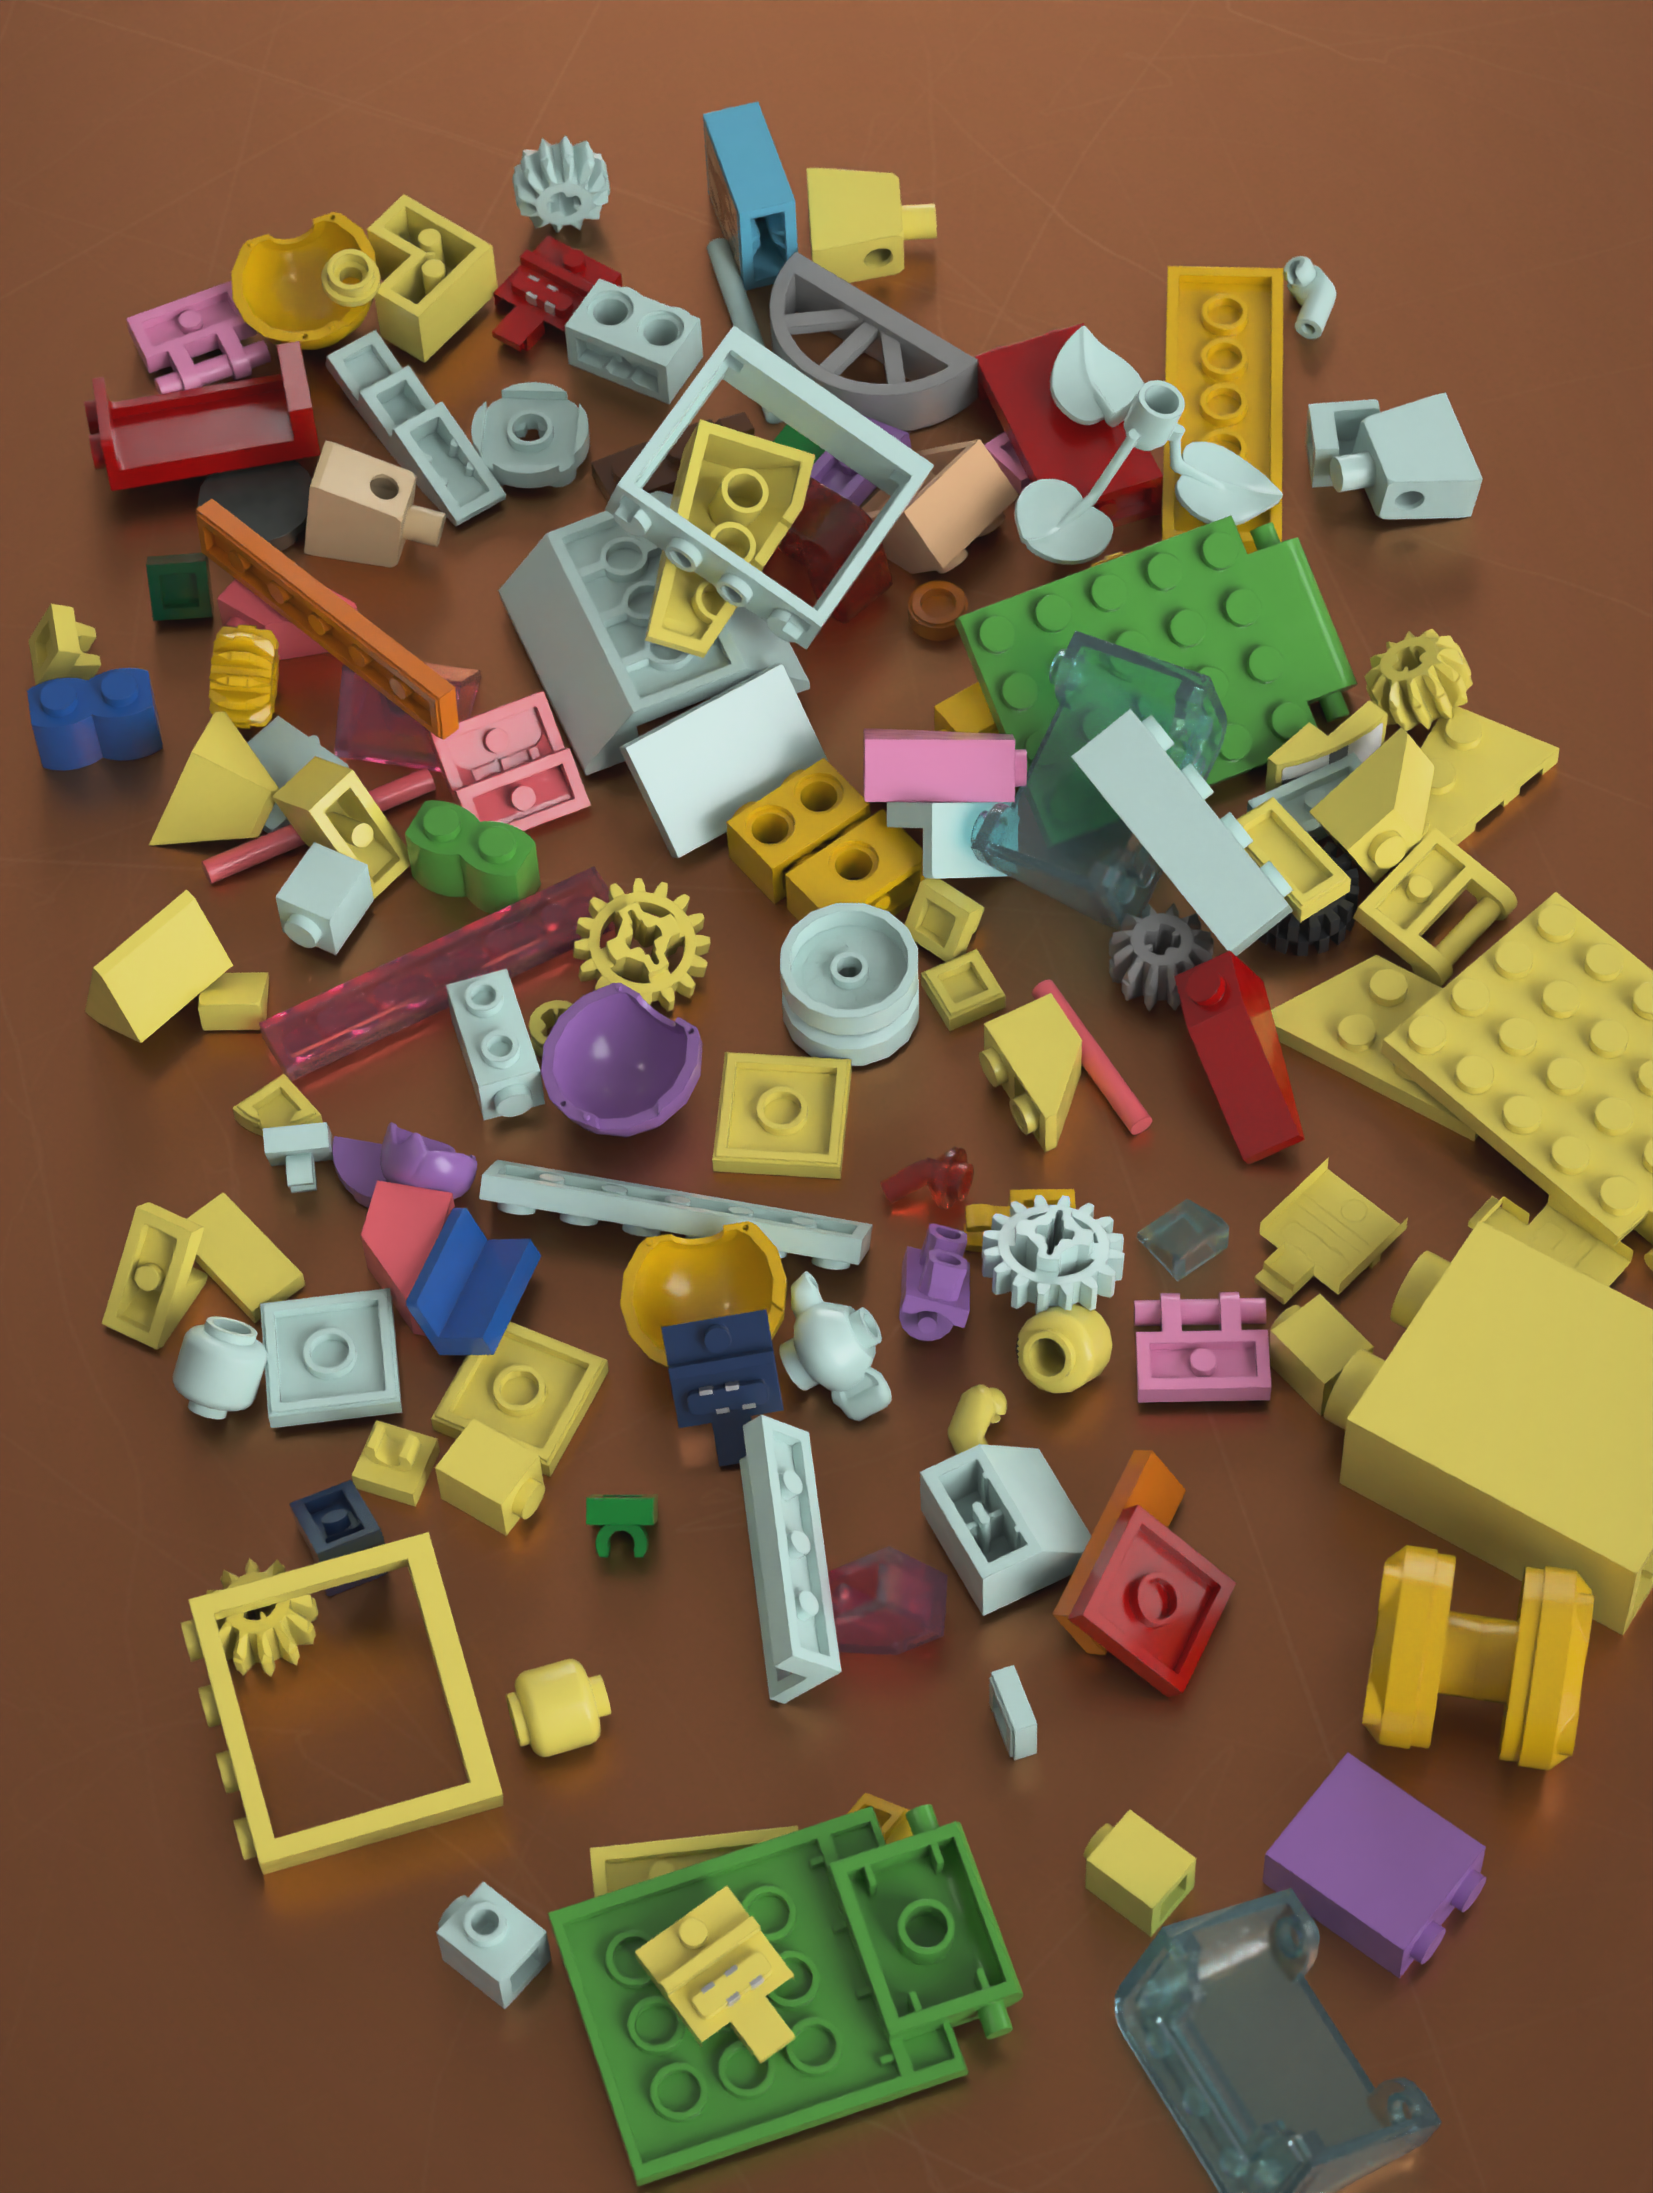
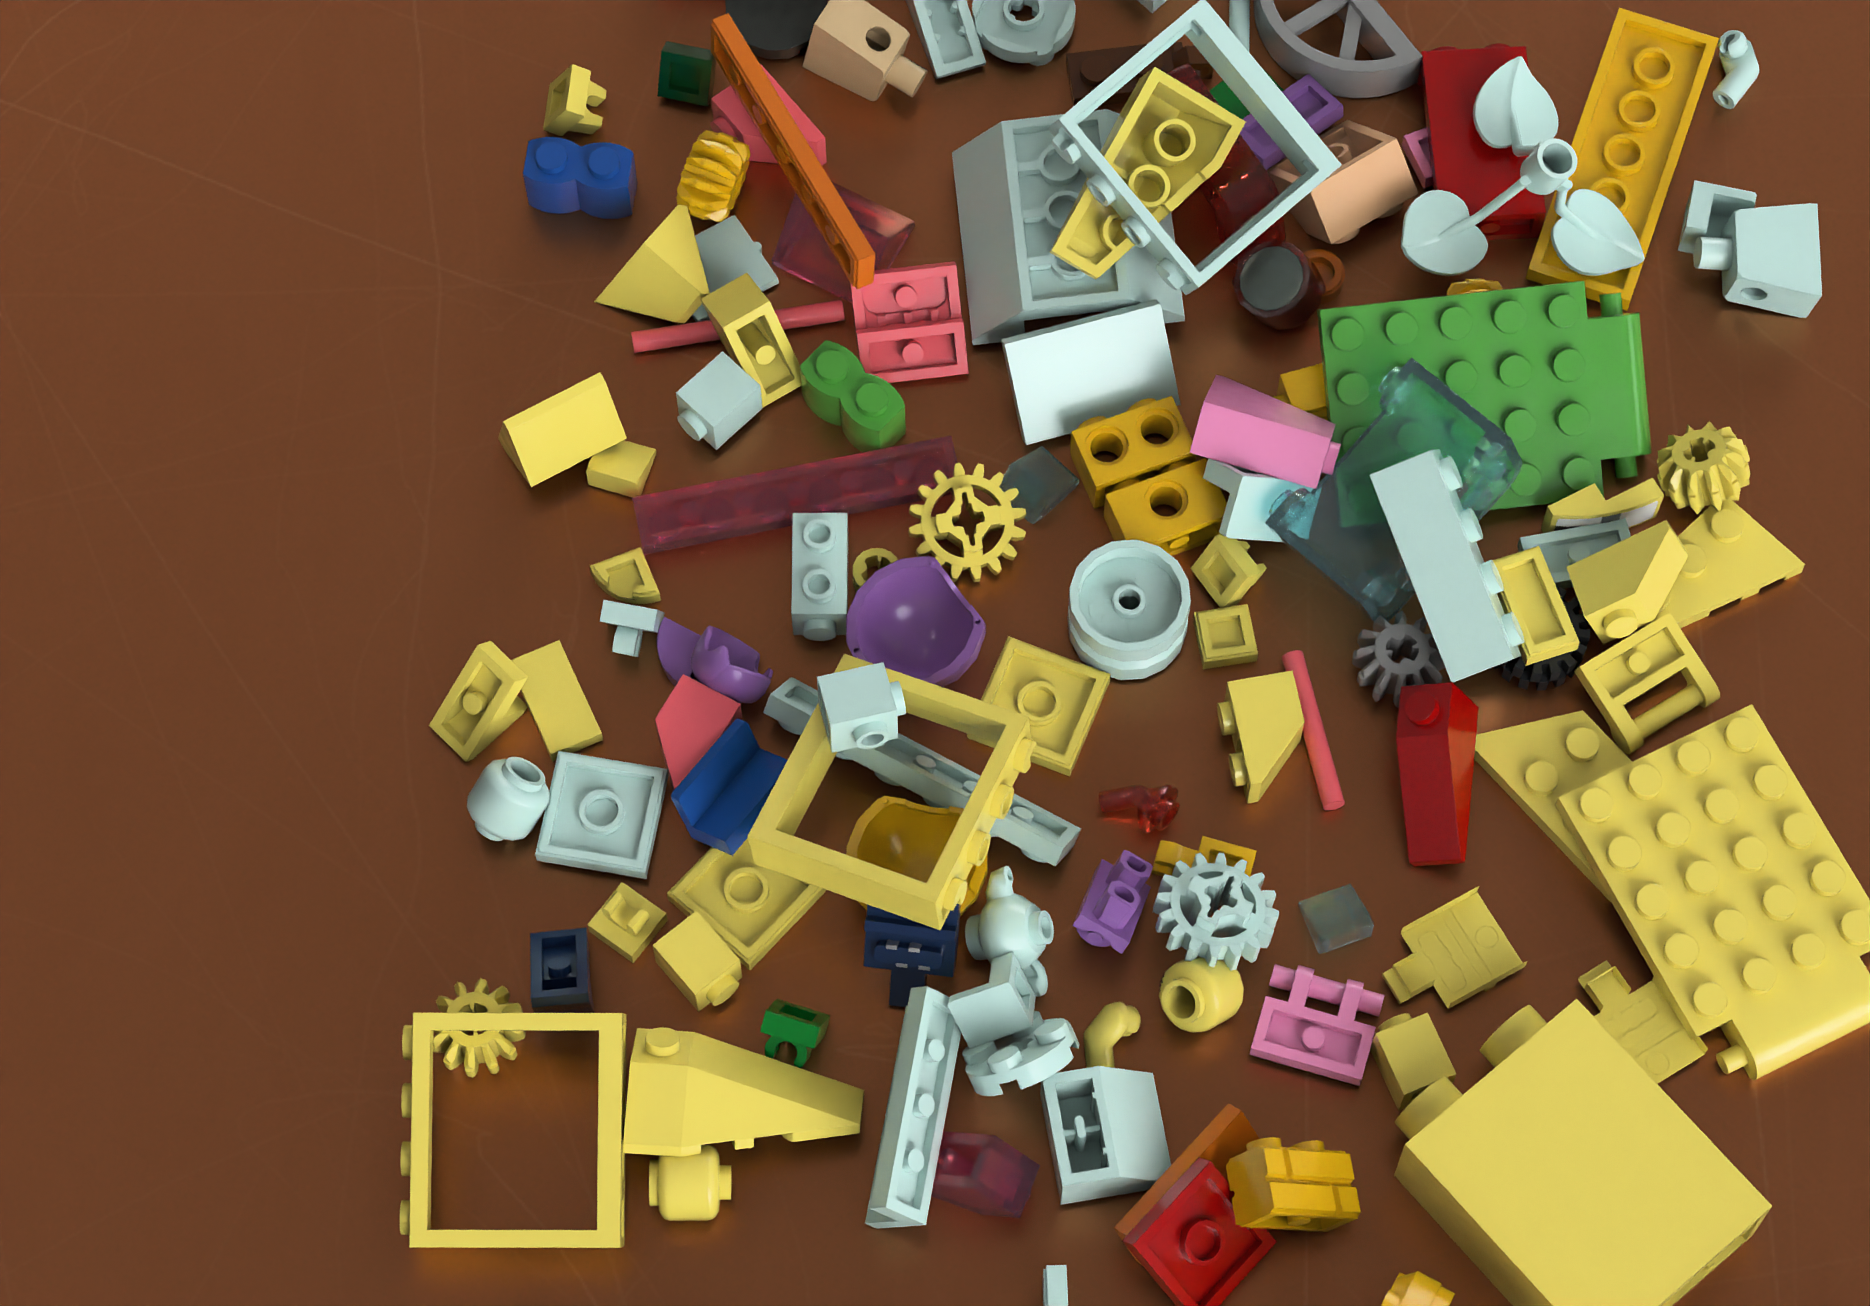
camera: 15 degrees right, 10 degrees up
(535, 1603) = (707, 1092): none -> light yellow wedge
(592, 1138) = (860, 707): none -> light aqua brick
(654, 1319) = (927, 903): none -> light yellow window
(711, 890) = (1040, 483): none -> clear light blue slope
(840, 1421) = (996, 1007): none -> light aqua panel
(892, 1458) = (1022, 1056): none -> light aqua plate
(900, 623) = (1278, 284): none -> piece
(1236, 1513) = (1292, 1186): none -> yellow brick

